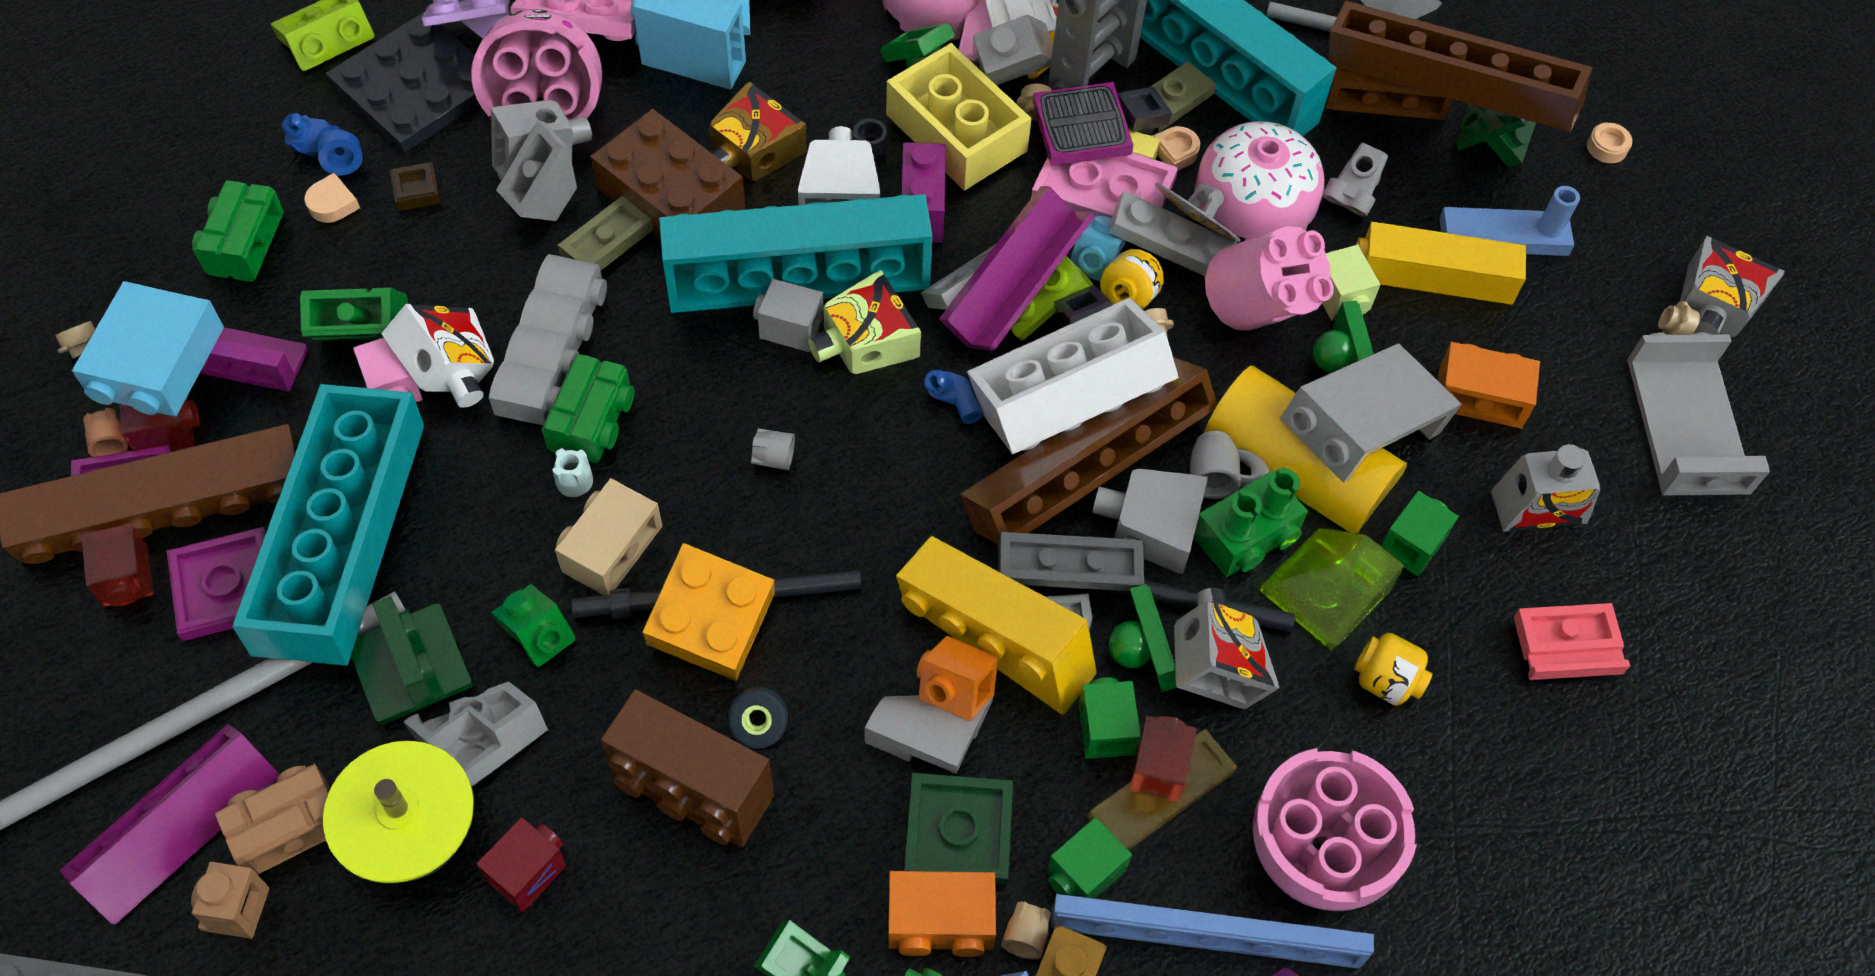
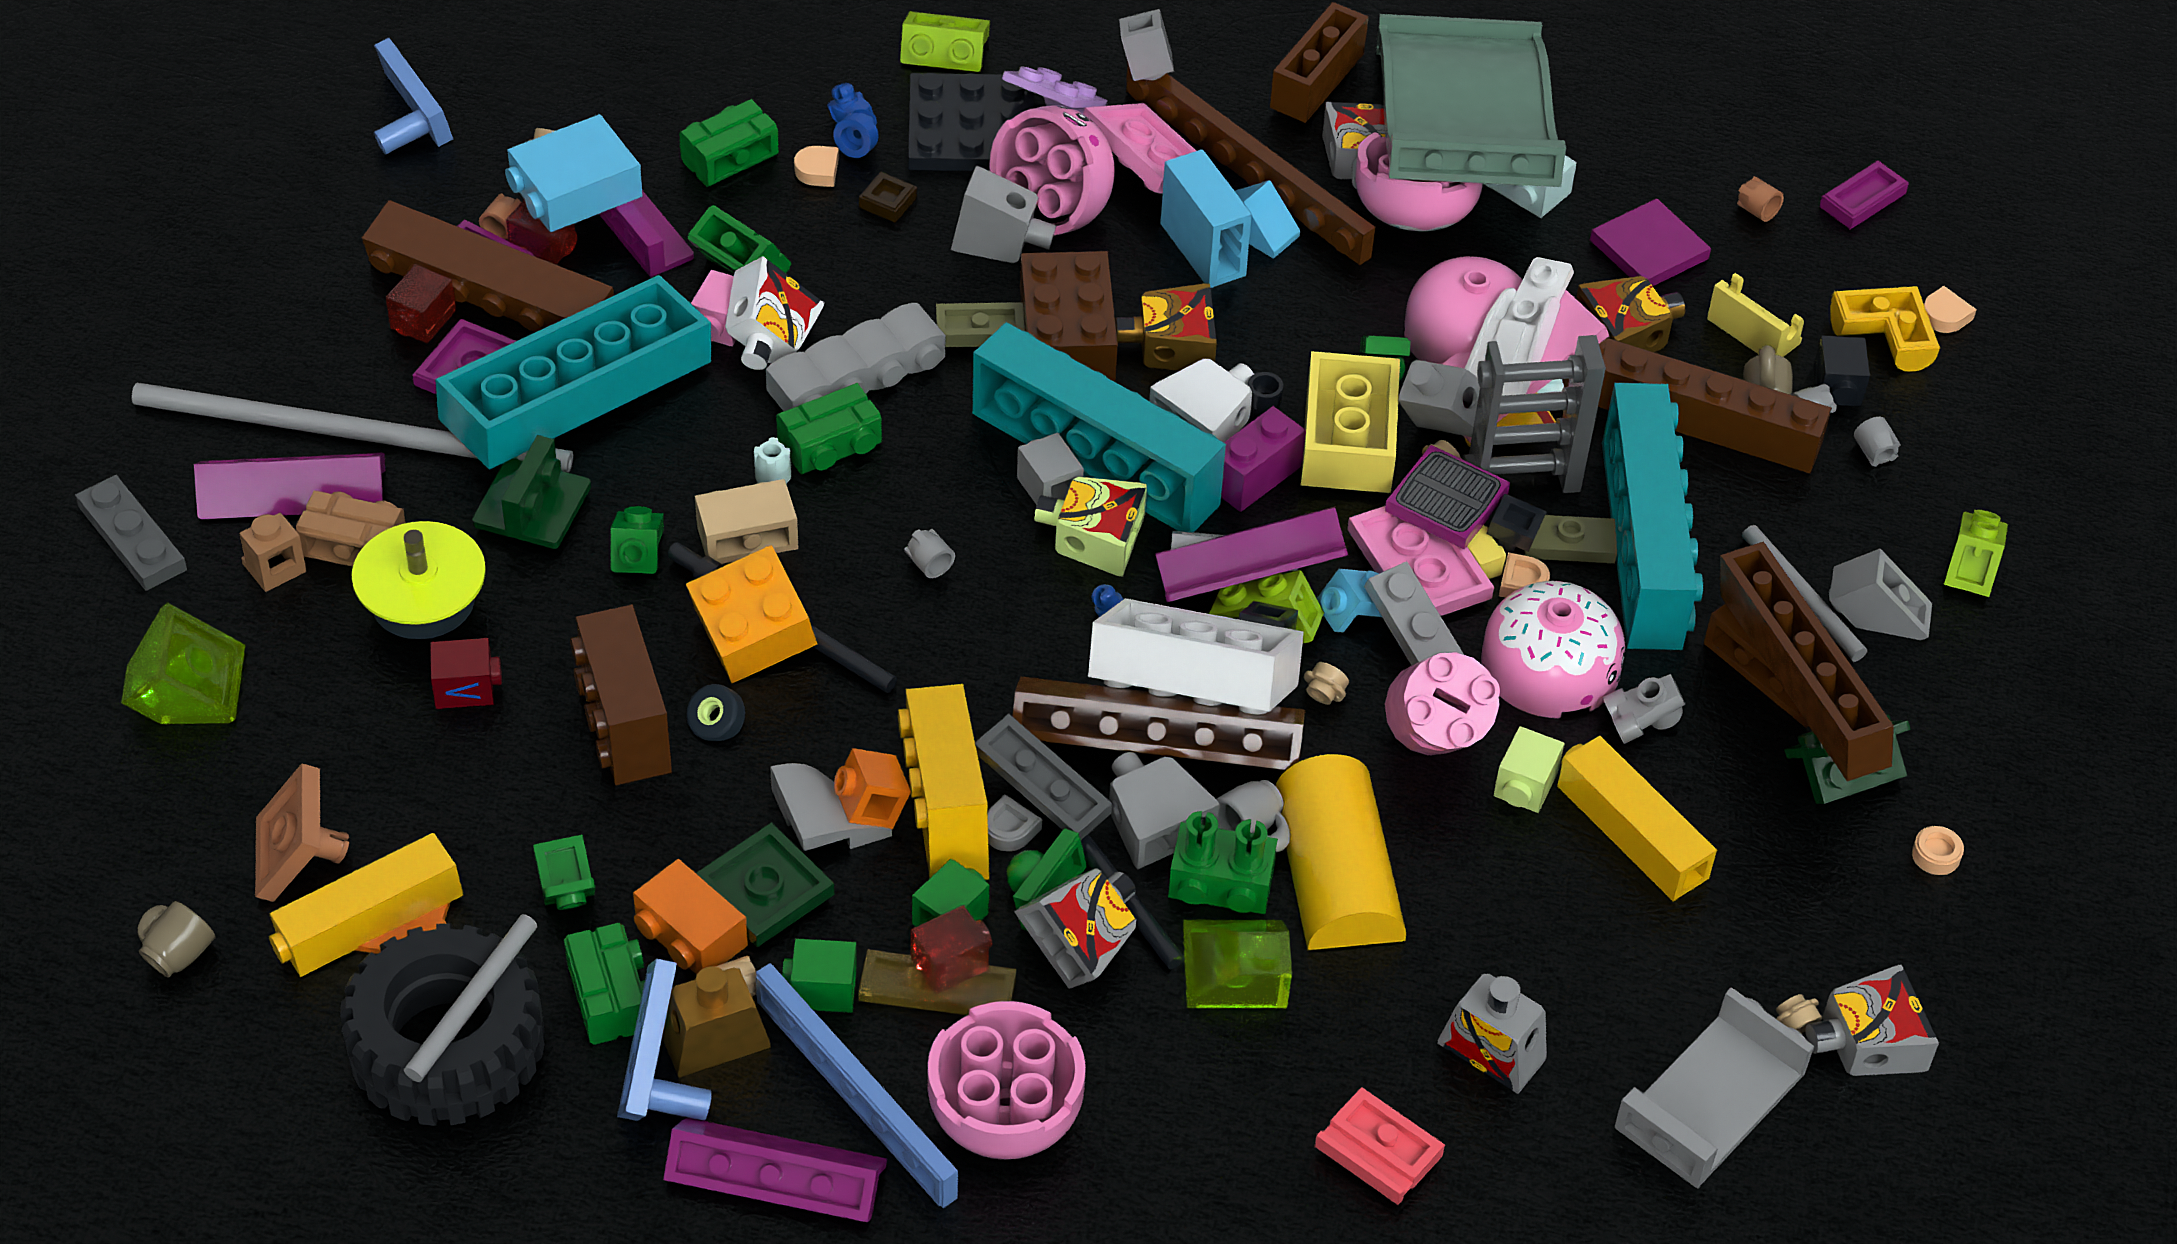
camera: 45 degrees right, 10 degrees down
(483, 729) = (529, 579): light grey slope -> none
(540, 176) = (967, 245): light grey slope -> none
(1133, 276) = (1343, 636): yellow head -> none
(1213, 200) = (1454, 619): light grey shield -> none
(1346, 342) = (1465, 817): green tile -> none
(1368, 408) = (1412, 850): light grey panel -> none
(1393, 669) = (1204, 1042): yellow head -> none
(1419, 532) = (1352, 978): green brick -> none
(1490, 383) = (1553, 927): orange brick -> none
(1541, 231) = (1745, 848): medium blue piece -> none

